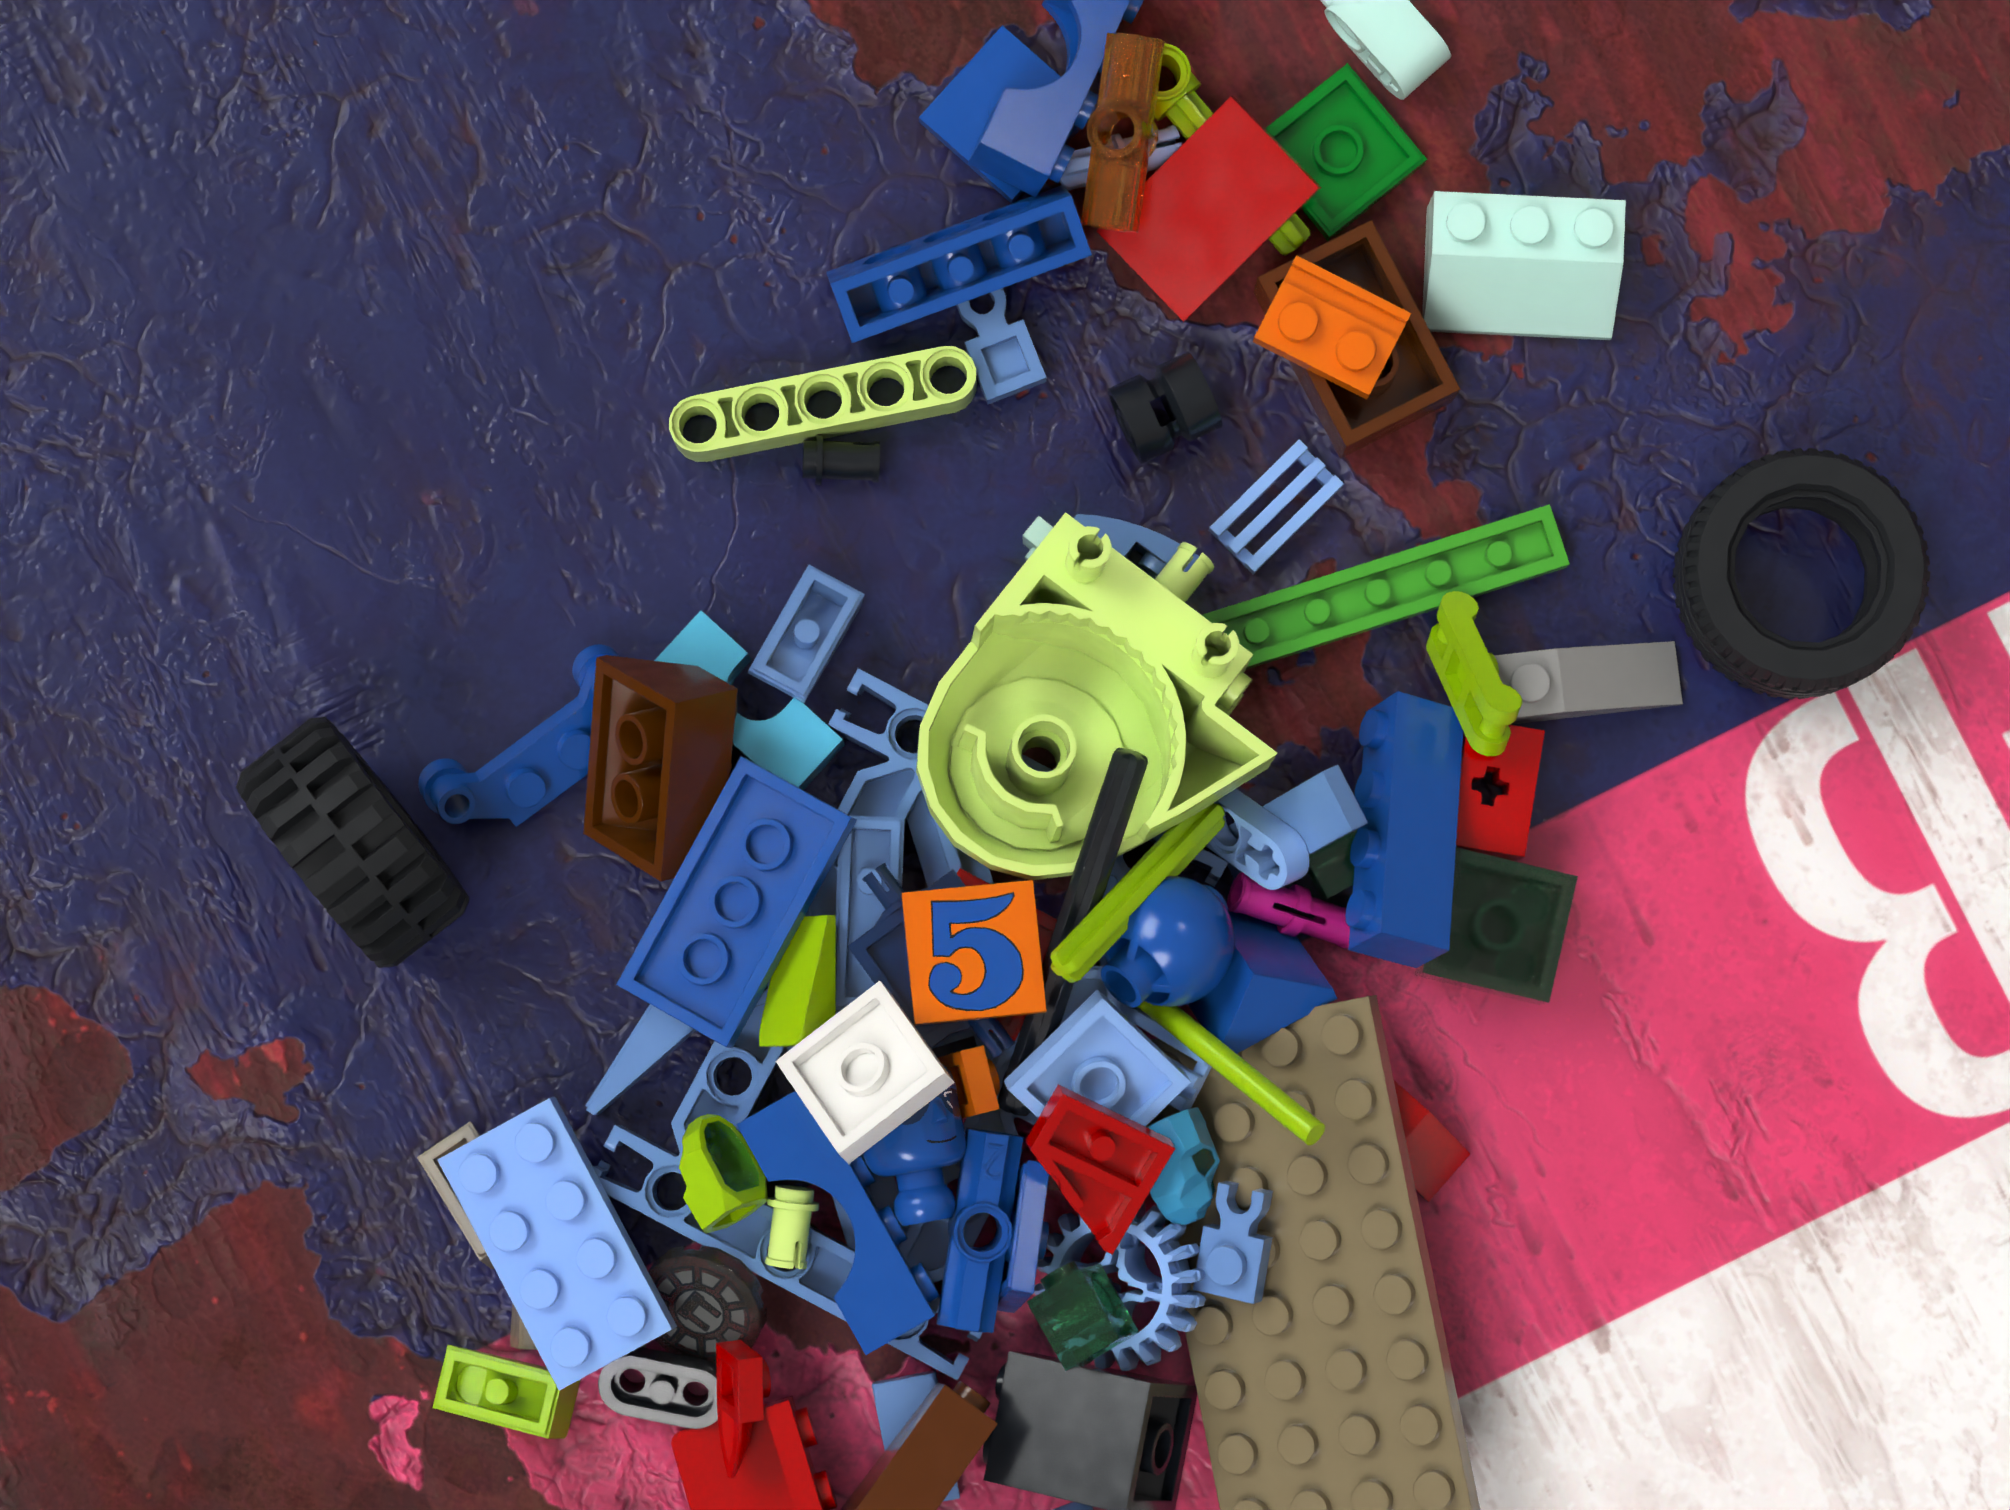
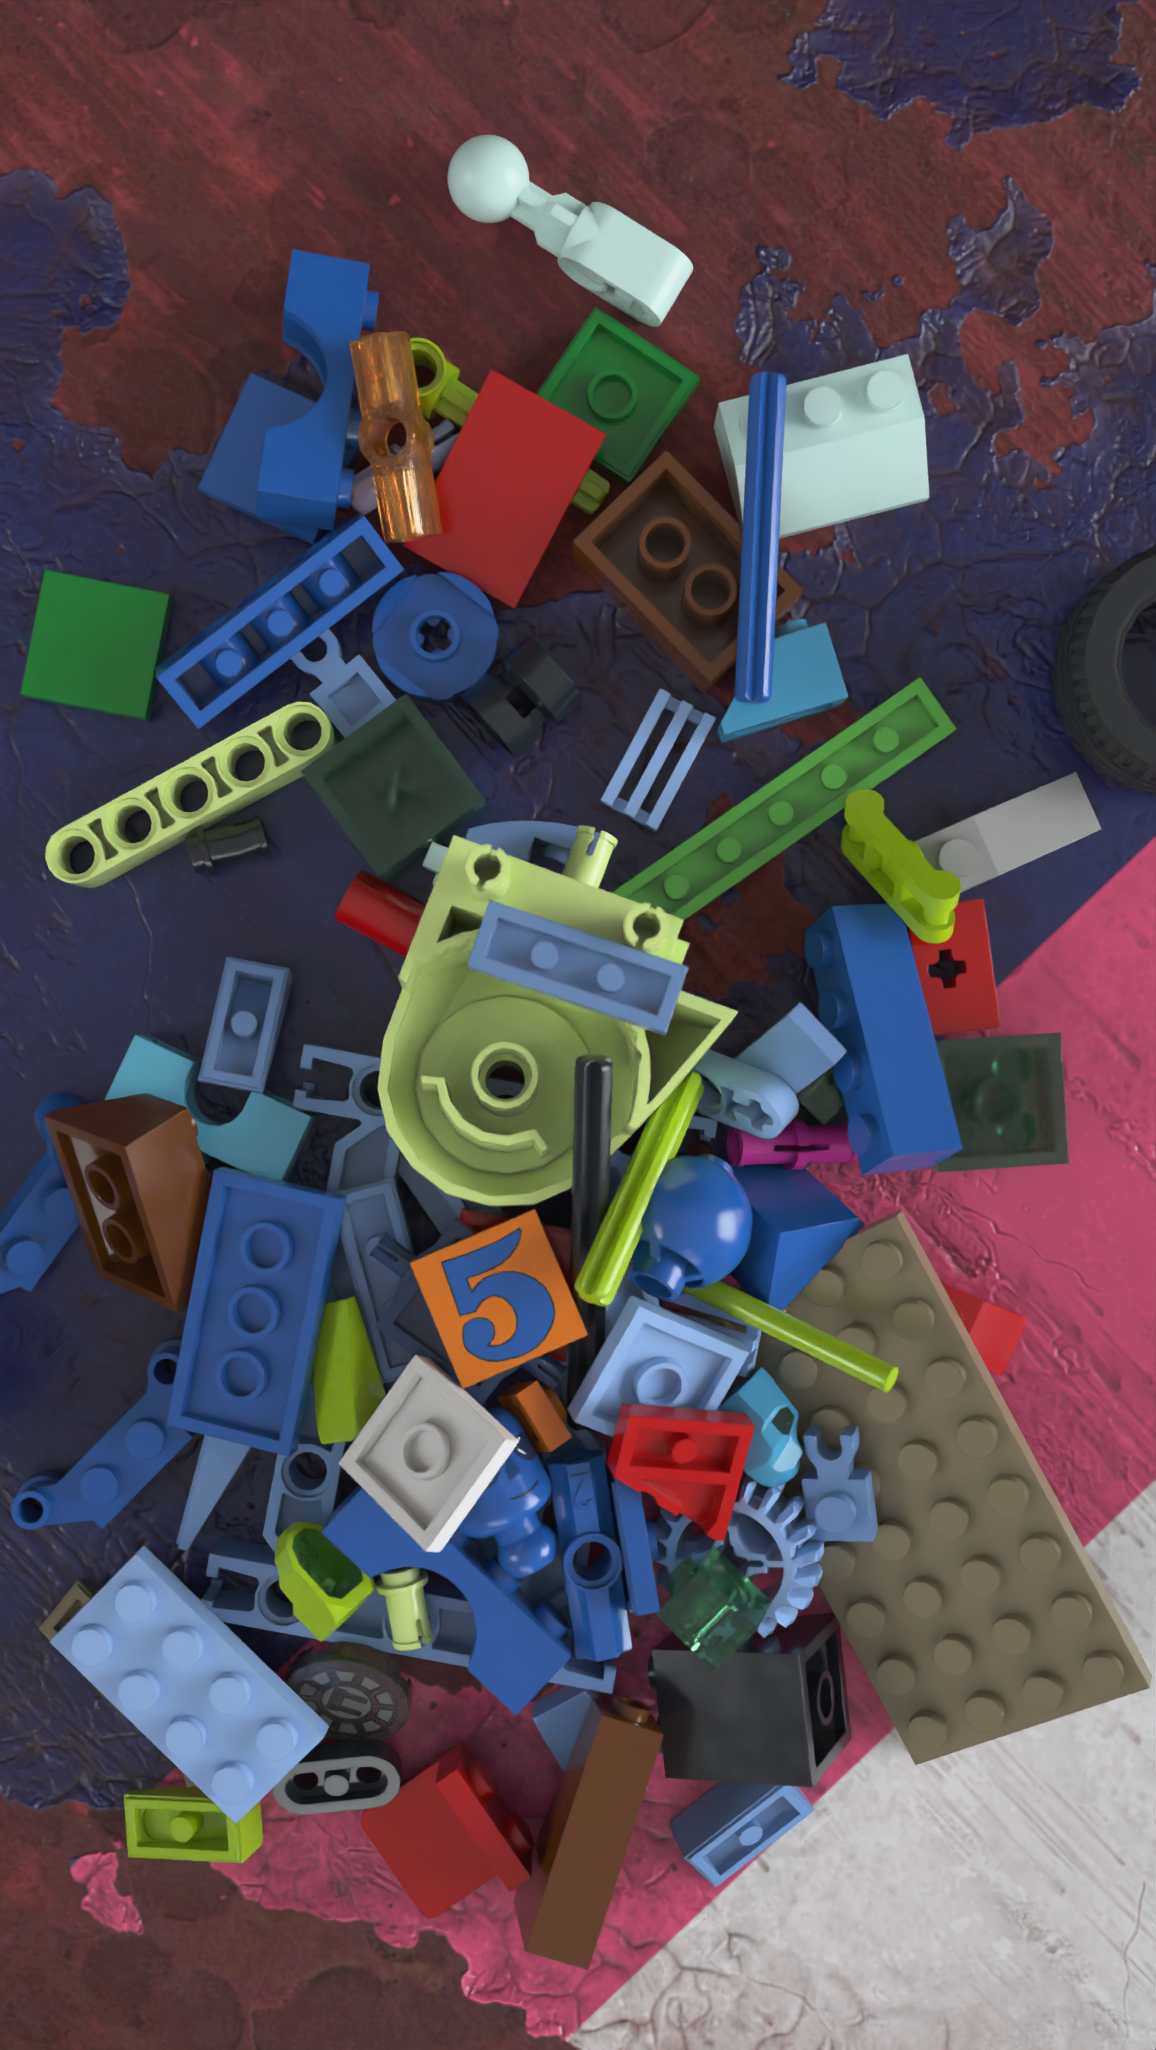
camera: 10 degrees left, 5 degrees up
(551, 1014) = (116, 1464): none -> blue plate
(741, 1386) = (408, 1765): red plate -> none
(775, 235) = (96, 645): none -> green tile
(967, 570) = (381, 912): none -> red piece
(1019, 456) = (394, 788): none -> clear green brick
(1107, 290) = (433, 600): none -> blue plate
(1143, 665) = (577, 967): none -> medium blue plate
(1331, 327) = (660, 568): orange plate -> none
(1420, 470) = (803, 683): none -> dark azure slope
(1433, 329) = (760, 538): none -> blue axle

